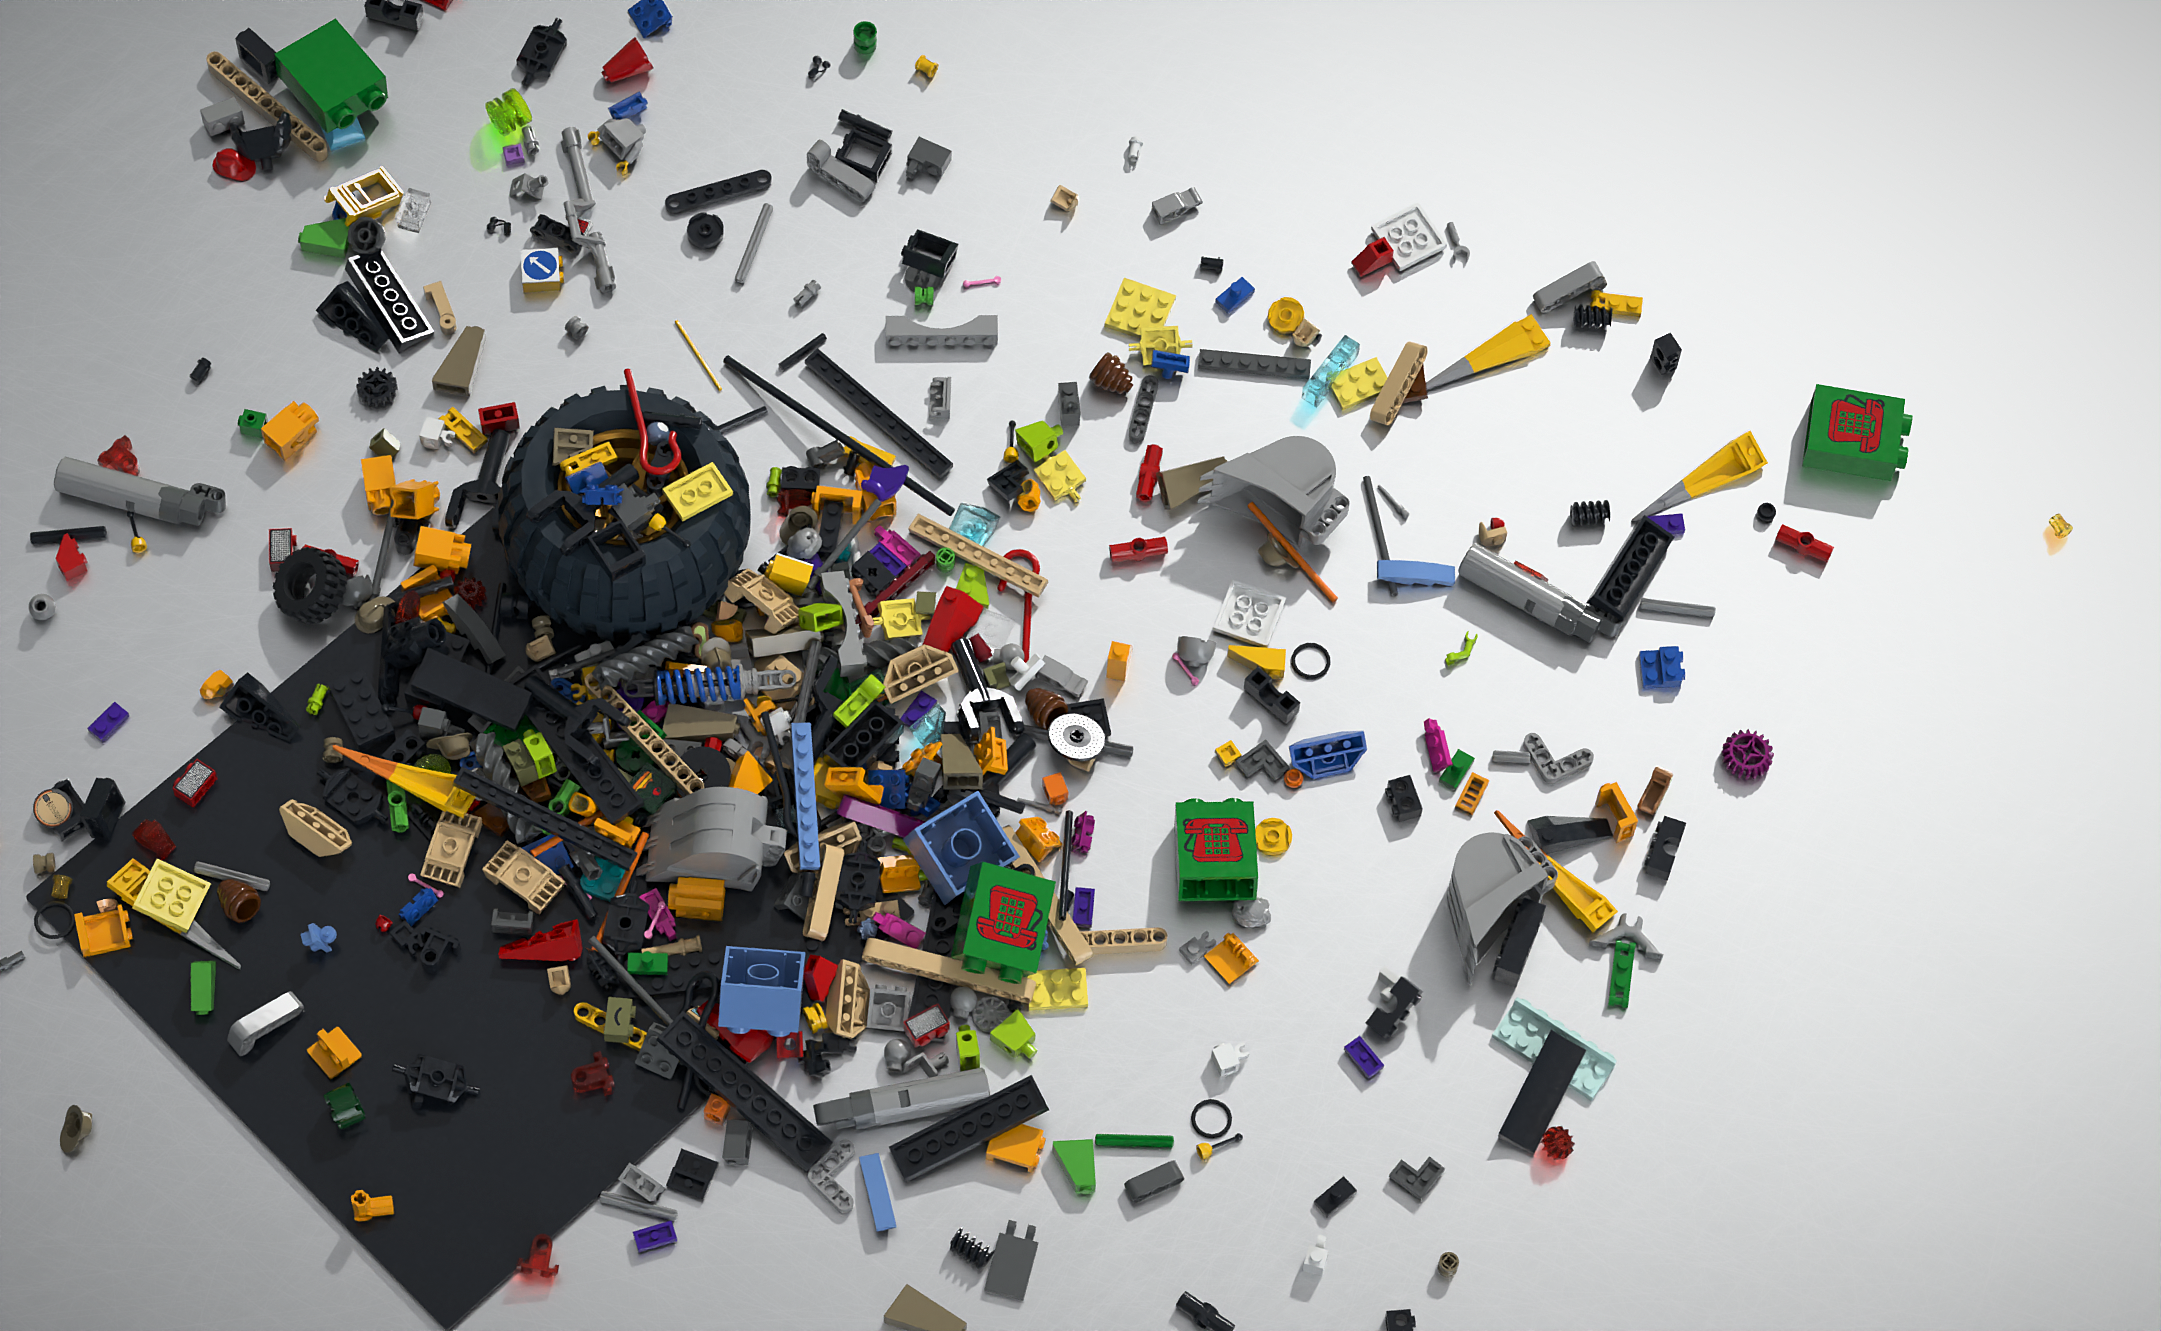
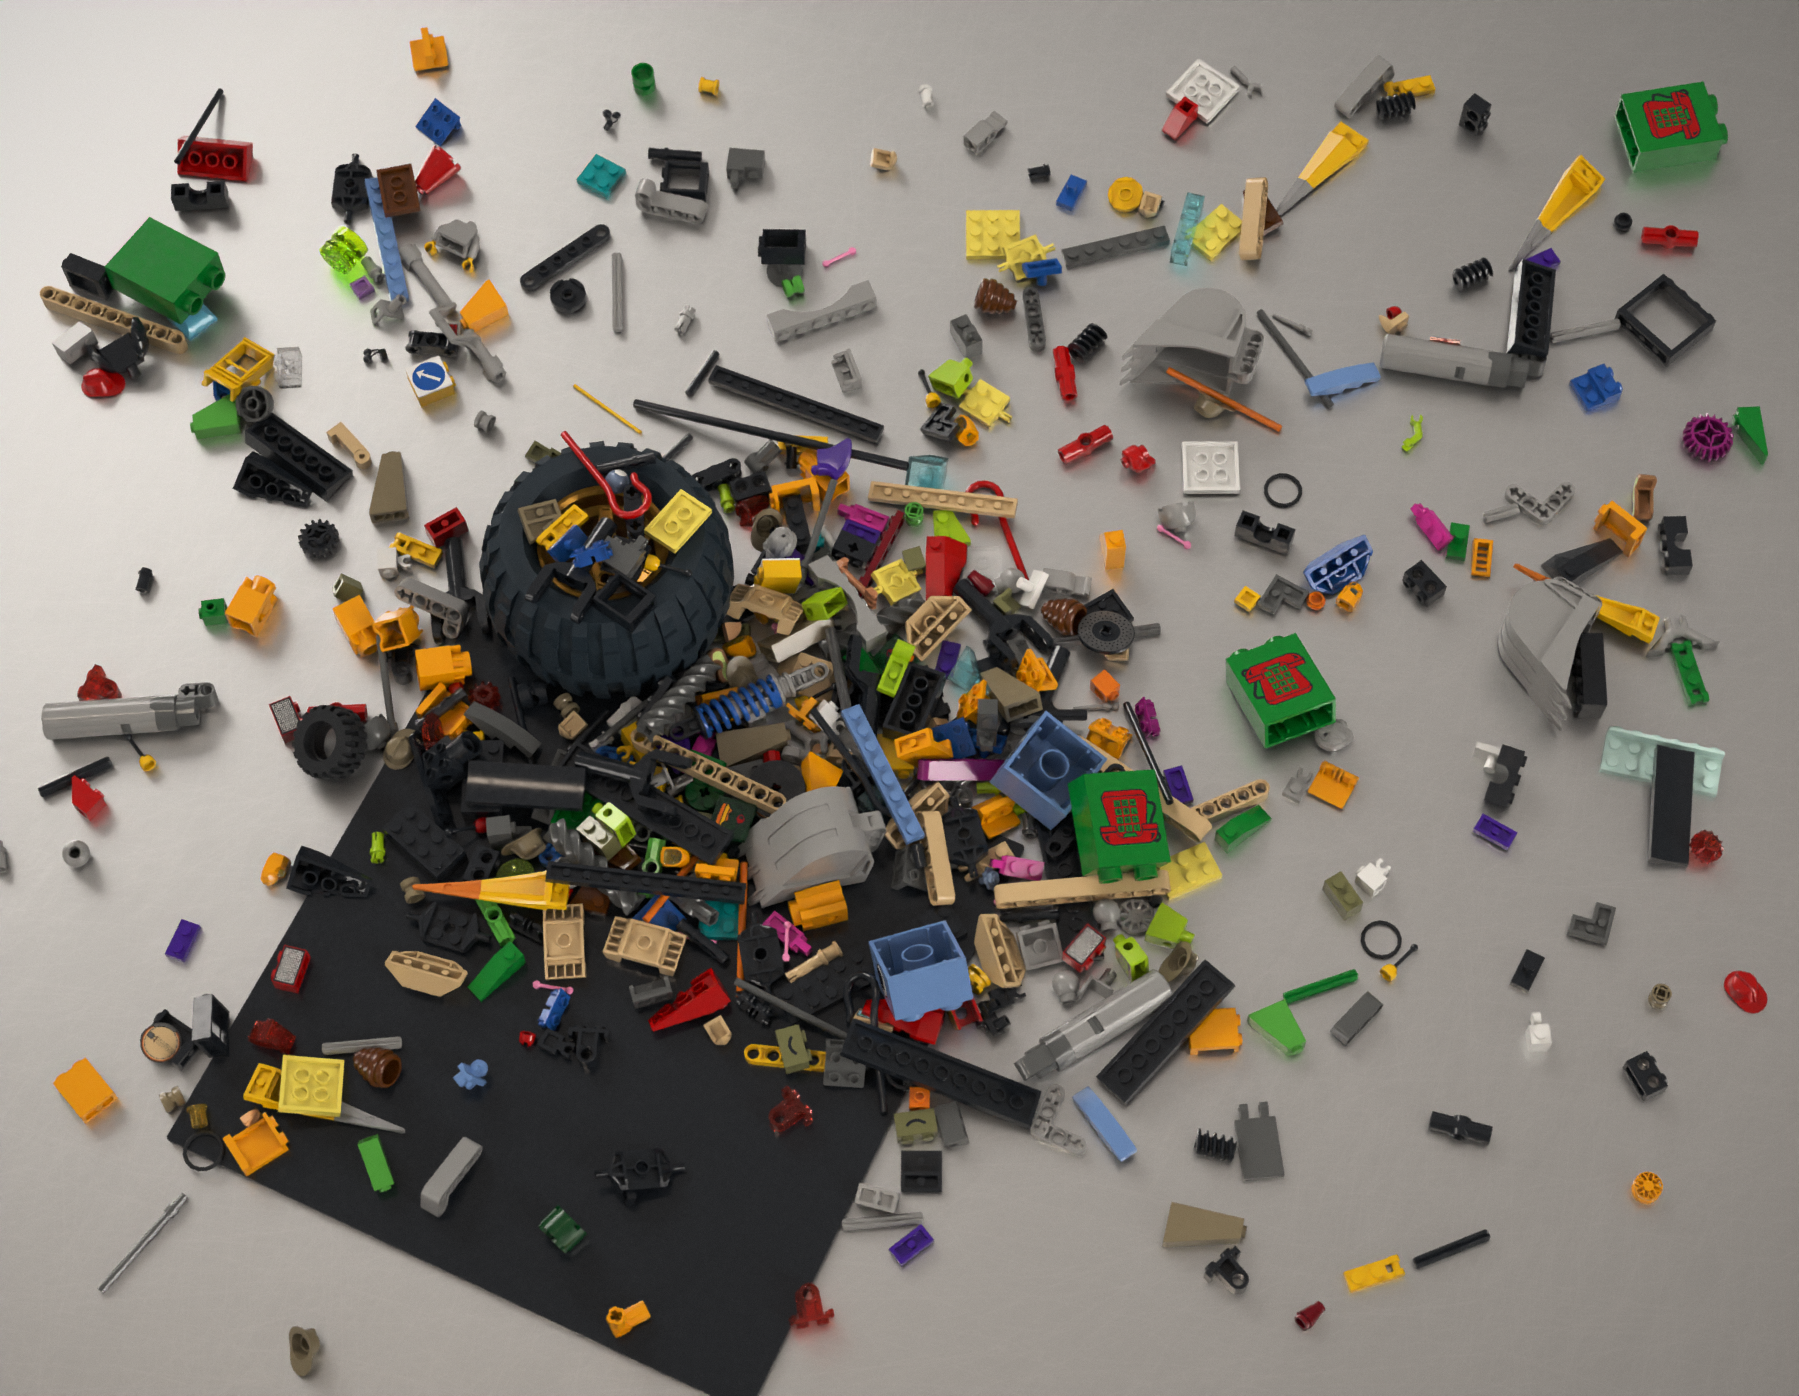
camera: 15 degrees left, 0 degrees up
(333, 1052) = (529, 1180): light orange bracket -> none
(380, 852) = (497, 971): none -> green slope
(459, 487) = (435, 602): none -> light grey beam
(555, 114) = (386, 242): none -> medium blue plate
(583, 70) = (398, 190): none -> reddish brown plate
(615, 377) = (538, 451): none -> olive slope
(619, 215) = (483, 308): none -> light orange slope
(628, 107) = (452, 209): blue hinge -> none
(648, 963) = (797, 985): green tile -> none
(704, 1131) = (915, 1126): none -> olive brick
(772, 457) = (719, 474): none -> black piece
(786, 121) = (601, 176): none -> teal plate
(818, 977) = (967, 936): red slope -> none
(883, 974) = (1029, 915): none -> black pin
(1010, 1070) = (1179, 962): none -> dark tan piece
(1125, 967) = (1241, 828): none -> green slope
(1181, 581) = (1137, 458): none -> red head
(1183, 447) = (1086, 342): none -> black piece
(1184, 481) = (1103, 368): dark tan slope -> none
(1191, 1064) = (1342, 895): none -> olive brick
(1268, 659) = (1233, 504): yellow slope -> none
(1273, 836) = (1325, 658): yellow tile -> none
(1327, 785) = (1350, 596): none -> light orange rock
(1534, 1290) = (1746, 991): none -> red piece
(1745, 660) = (1651, 341): none -> black window
(1793, 758) = (1751, 431): none -> green slope

